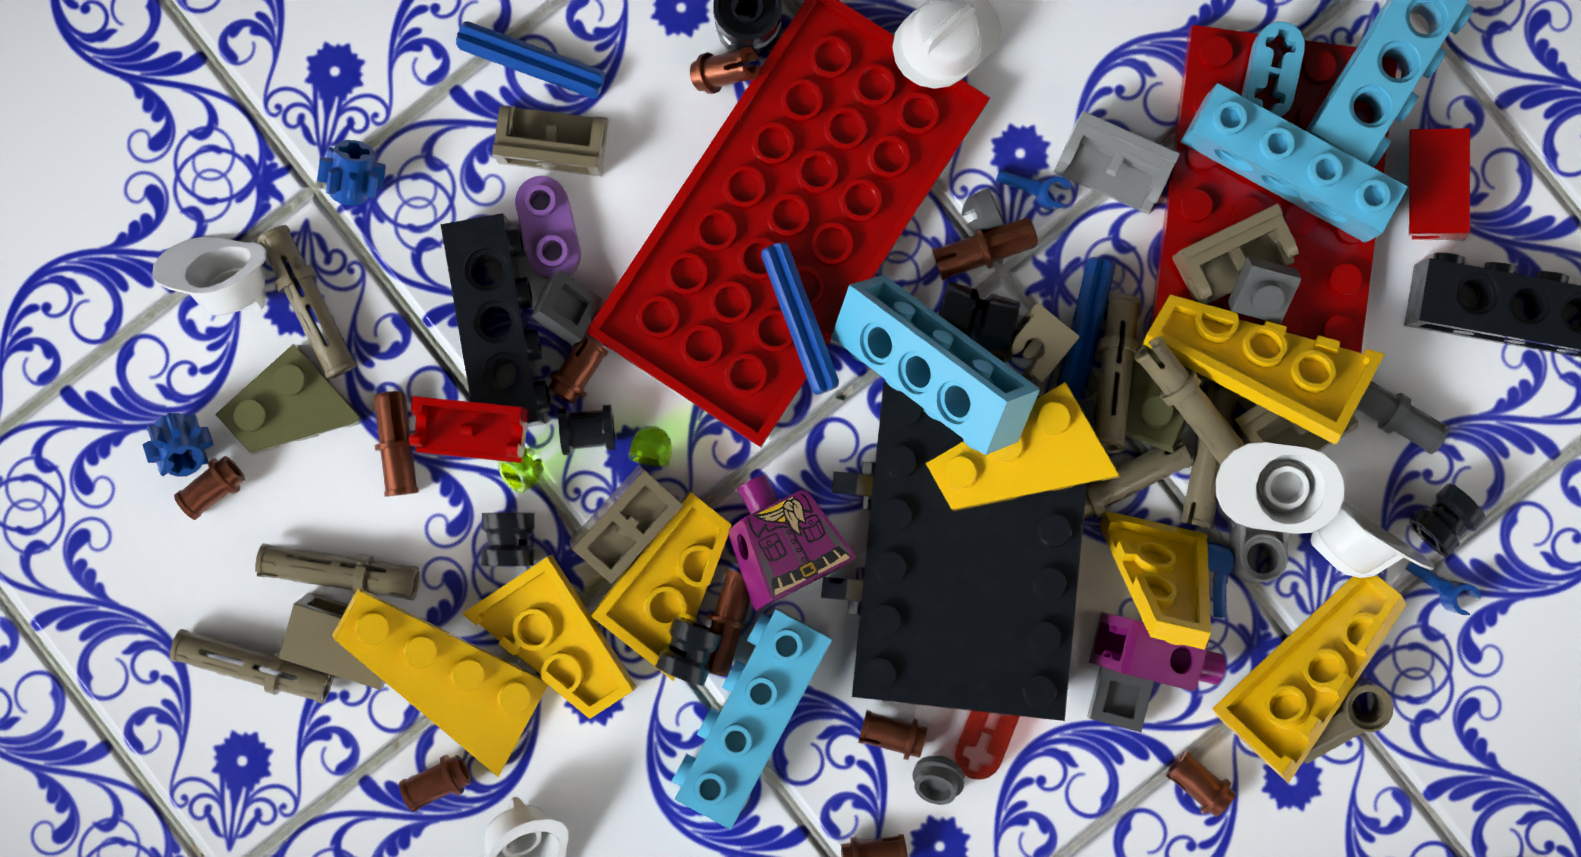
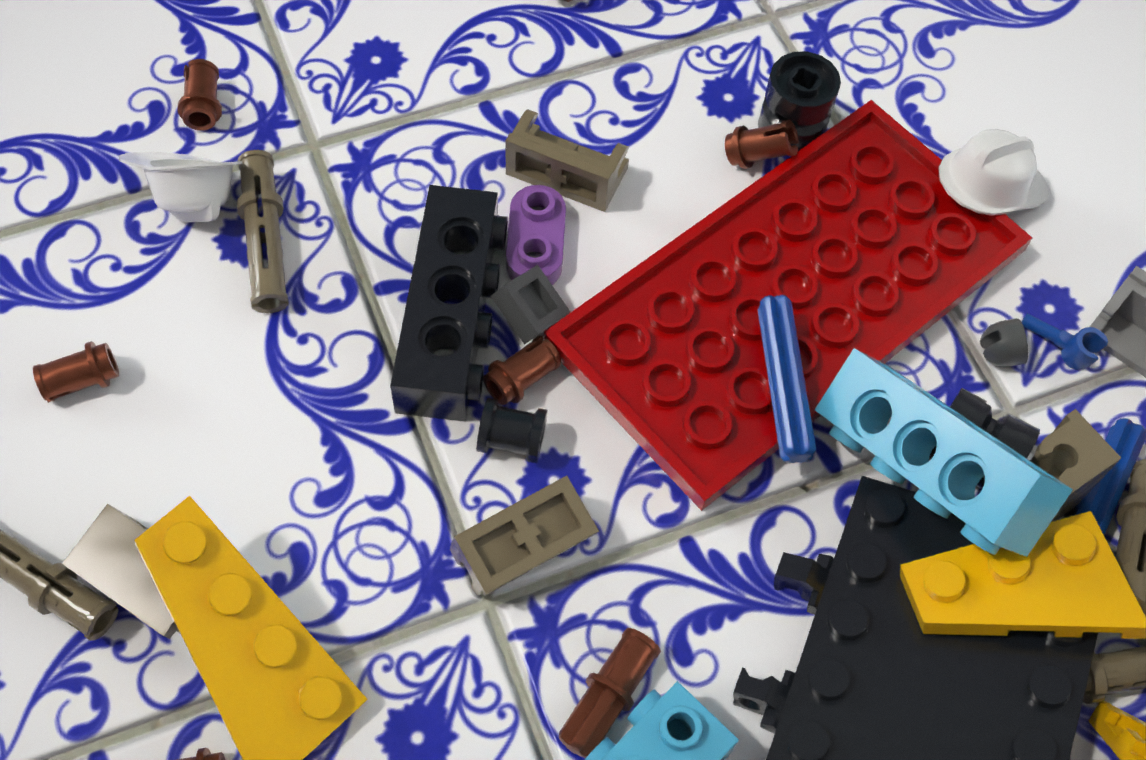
camera: 10 degrees right, 25 degrees down
(177, 444) = (63, 331): blue gear -> none
(191, 175) = (200, 104): none -> copper pin
(287, 405) = (196, 320): olive wing -> none
(337, 571) = (164, 492): dark tan pin -> none
(351, 172) = (357, 128): blue gear -> none
(394, 444) = (295, 390): copper axle -> none
(469, 429) = (385, 367): red hinge -> none
(508, 539) = (381, 516): black wheel -> none
(524, 475) = (423, 452): clear neon green hinge -> none
(530, 59) = (570, 94): blue axle -> none
(554, 634) = (397, 647): yellow wing -> none
(651, 447) = (582, 469): clear neon green hinge -> none
(665, 580) = (545, 627): yellow wing -> none
(691, 638) = (556, 700): black wheel -> none
(784, 543) = (707, 613): magenta torso -> none
(985, 248) = (1001, 377): copper axle -> none

